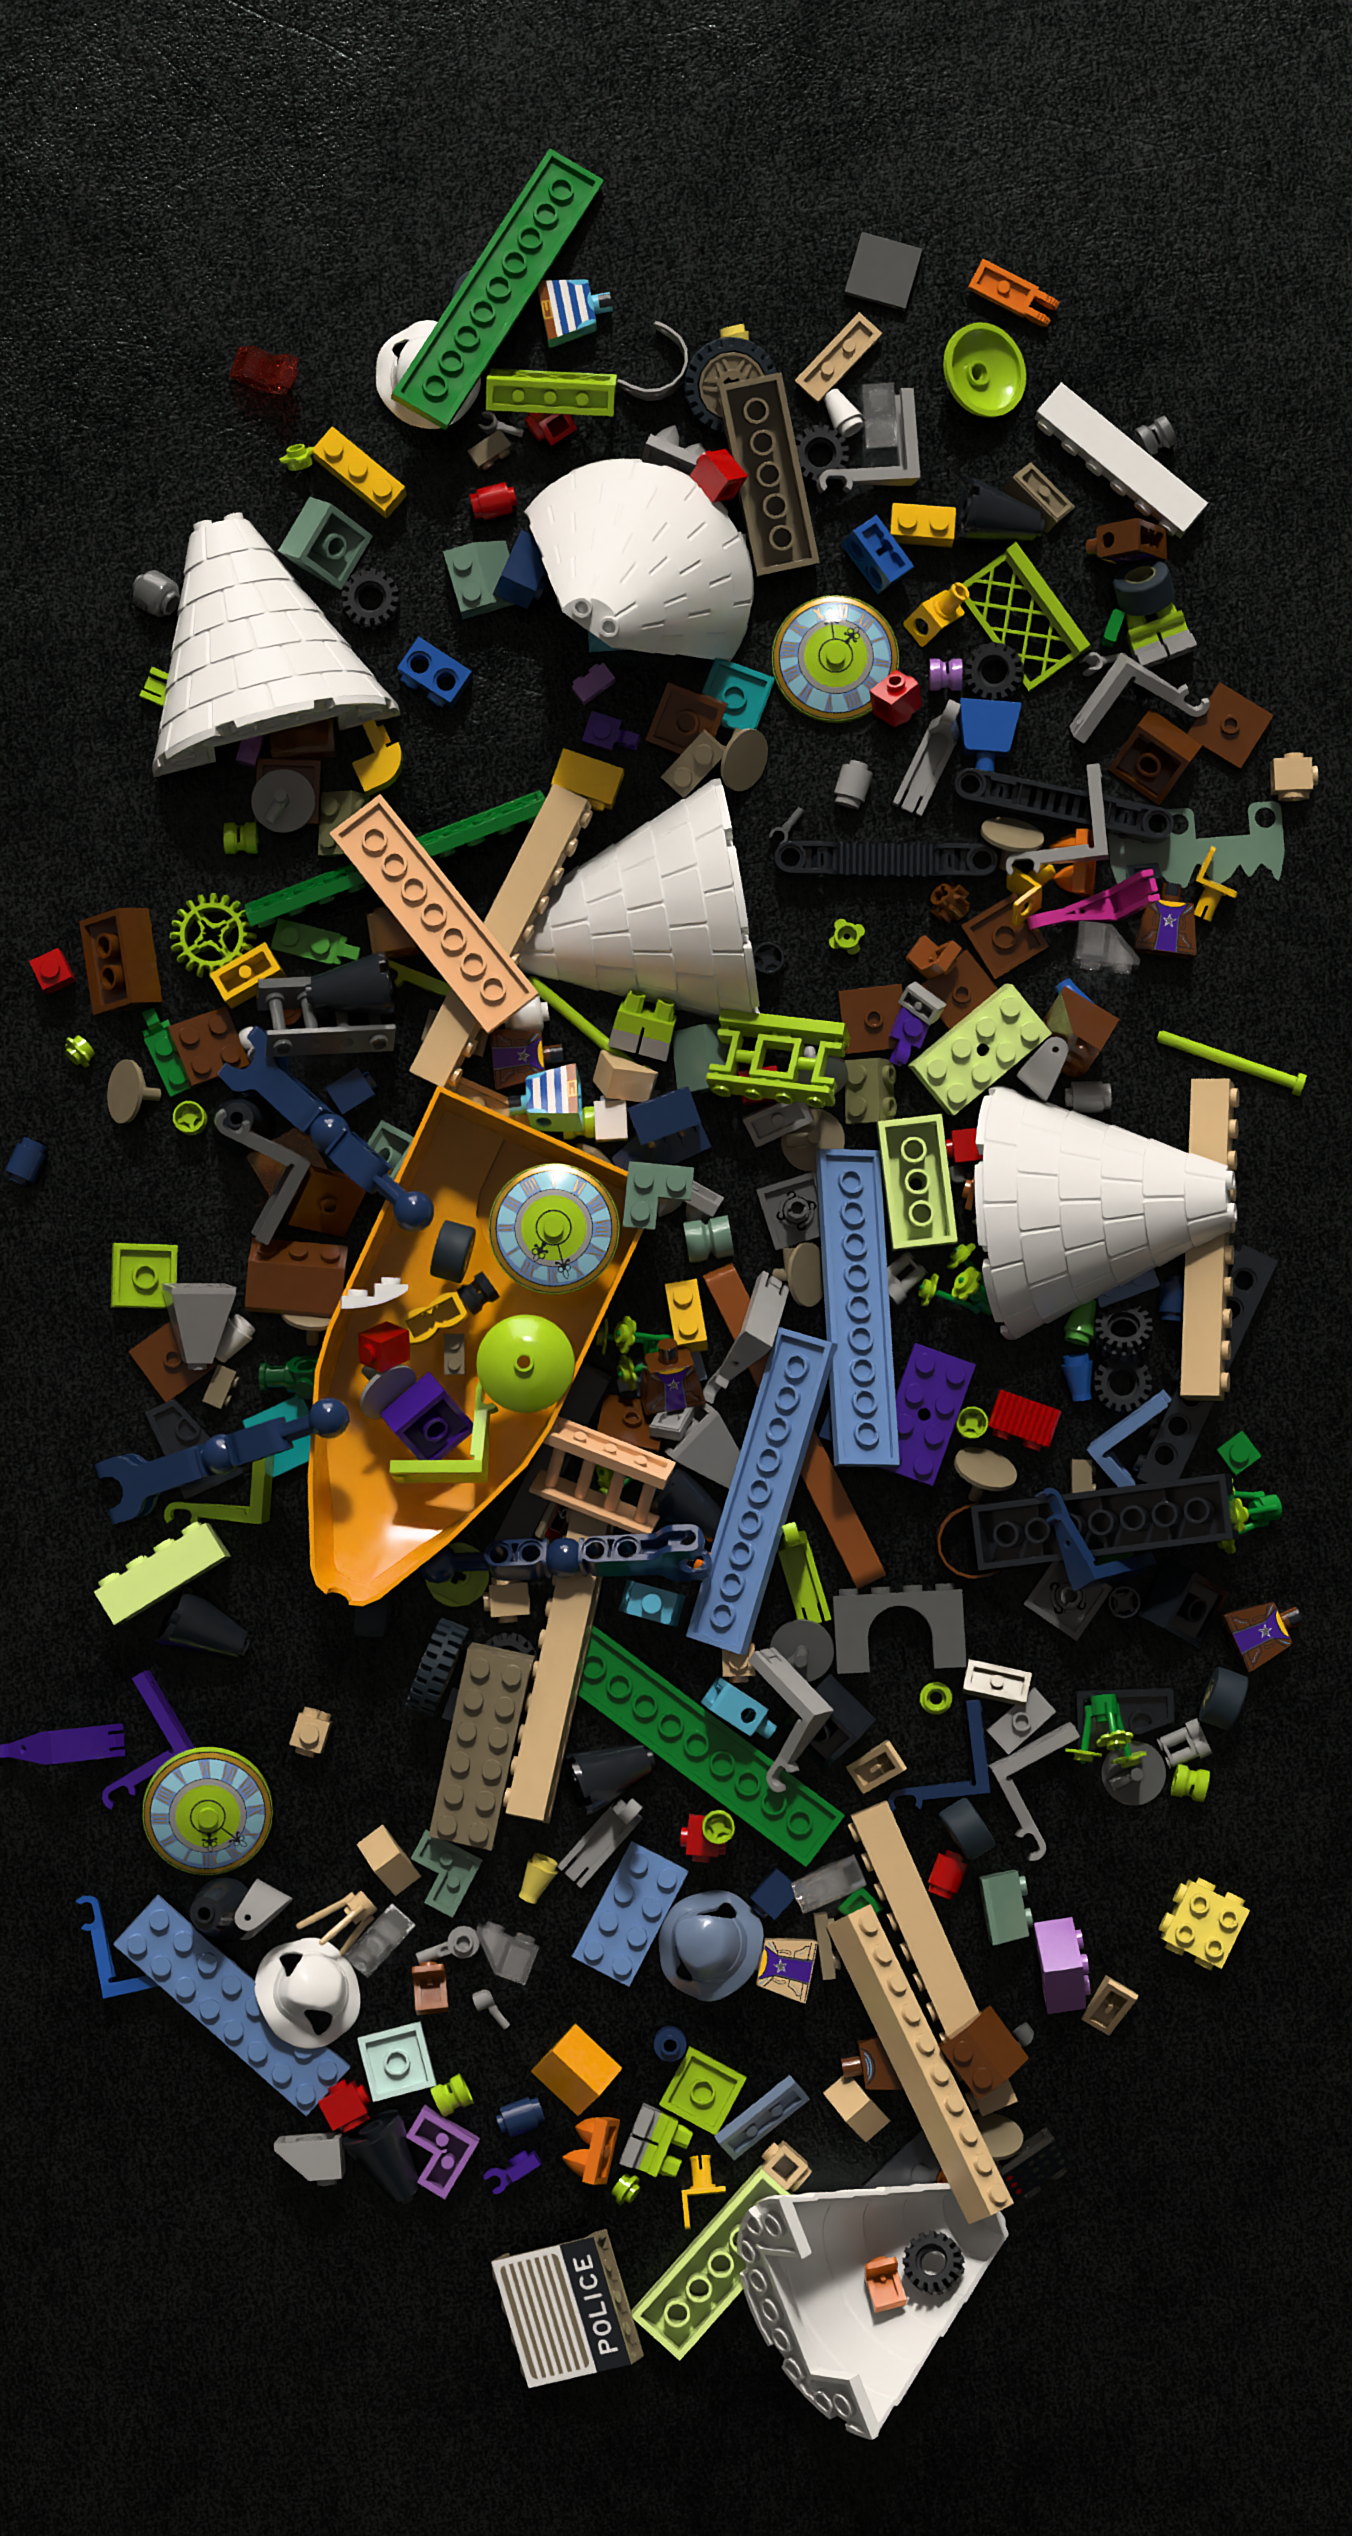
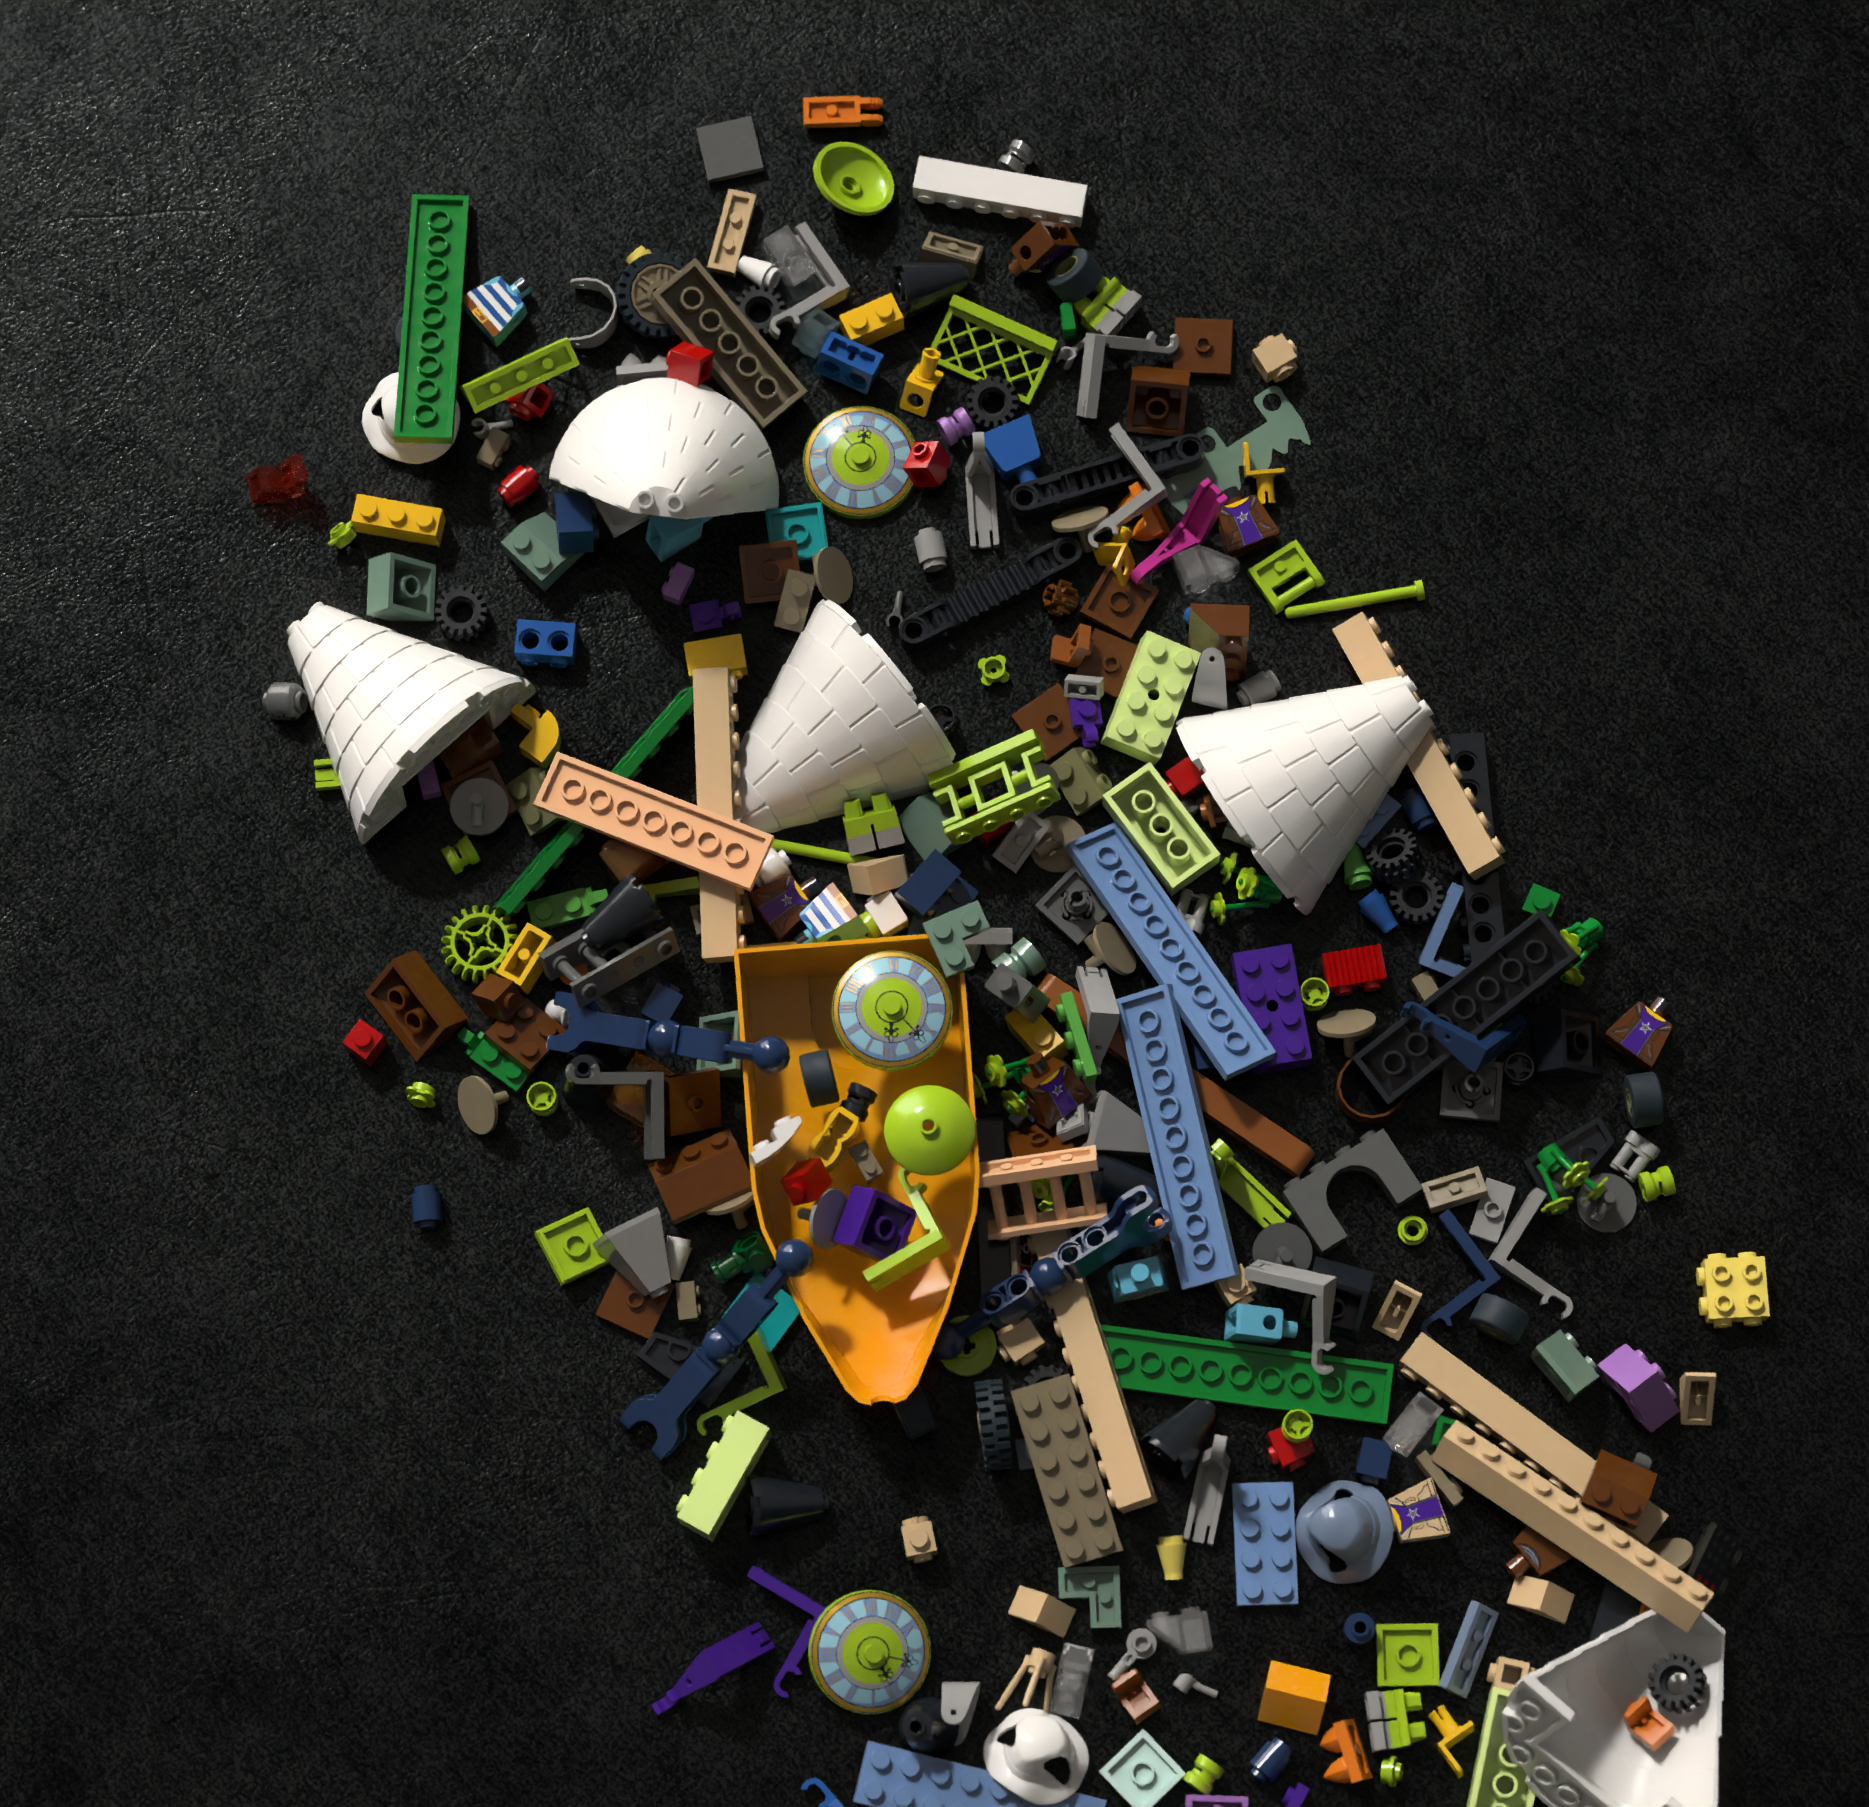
camera: 25 degrees left, 10 degrees down
(199, 999) = (498, 997): none -> reddish brown brick
(684, 1269) = (1015, 990): none -> dark grey torso
(719, 1344) = (1076, 1038): none -> bright green plate
(861, 506) = (814, 332): none -> clear light blue brick
(947, 1874) = (1504, 1366): red brick -> none
(1178, 989) = (1281, 568): none -> lime plate

